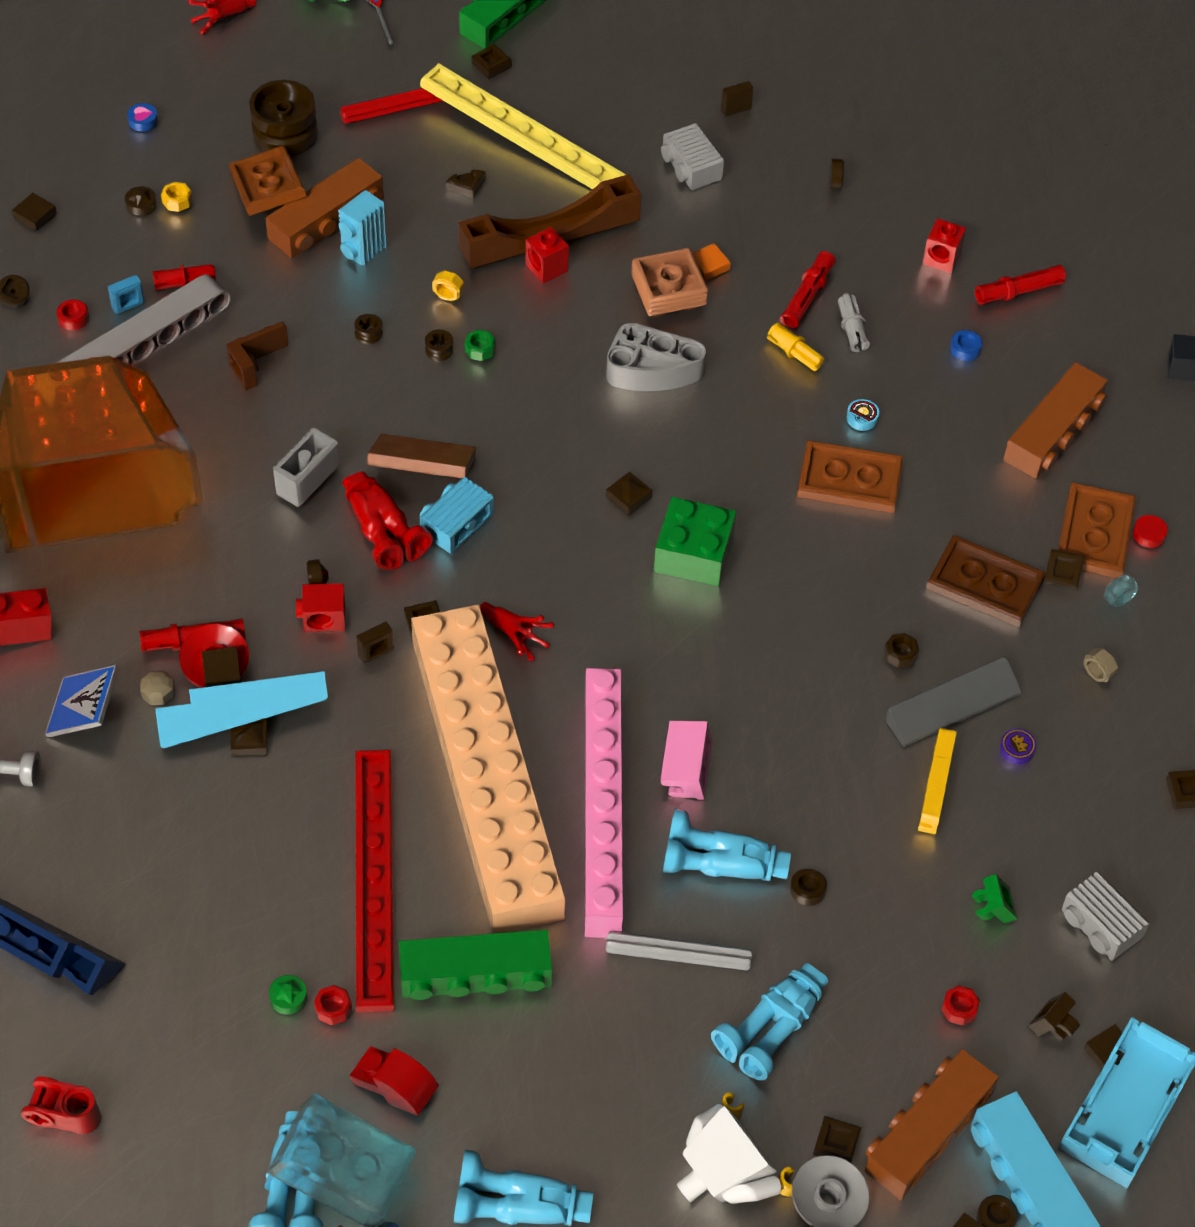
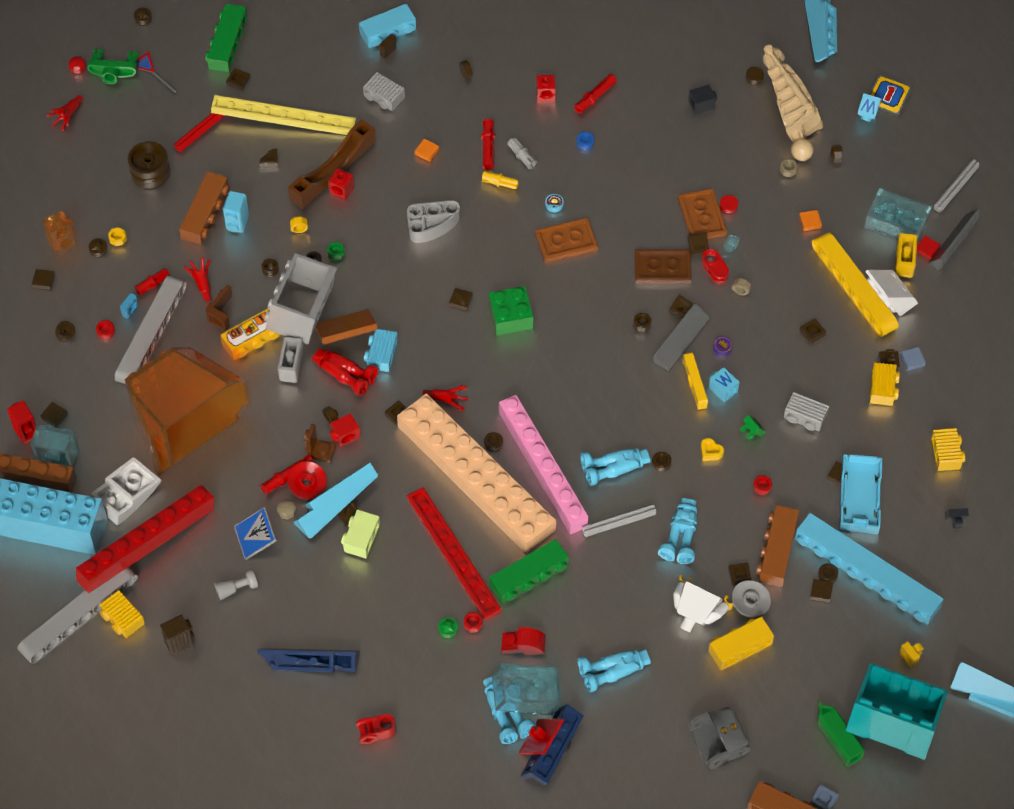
camera: 25 degrees left, 5 degrees up
(93, 153) = (59, 231): none -> clear orange brick
(142, 117) = (65, 197): blue tile -> none
(221, 667) = (315, 484): dark brown tile -> none
(242, 777) = (361, 533): none -> yellowish green brick
(255, 299) = (201, 278): none -> red piece
(261, 614) = (316, 448): none -> reddish brown bracket
(266, 180) = (163, 206): dark orange tile -> none
(274, 407) = (247, 336): none -> brick
(357, 424) = (309, 274): none -> light grey hose
(375, 642) = (382, 436): dark brown tile -> none
(547, 731) = (493, 442): none -> dark brown tile
(669, 282) = (414, 171): nougat brick -> none
(687, 759) = (570, 425): bright pink hinge -> none
(766, 69) = (394, 22): none -> medium azure brick
(903, 906) = (711, 450): none -> yellow tile
(978, 652) = (680, 307): none -> dark brown tile
(983, 807) = (723, 384): none -> medium azure brick
(1055, 1018) = (808, 470): dark brown tile -> none
(1056, 420) = (653, 164): dark orange brick -> none
(1076, 622) = (717, 269): none -> red piece

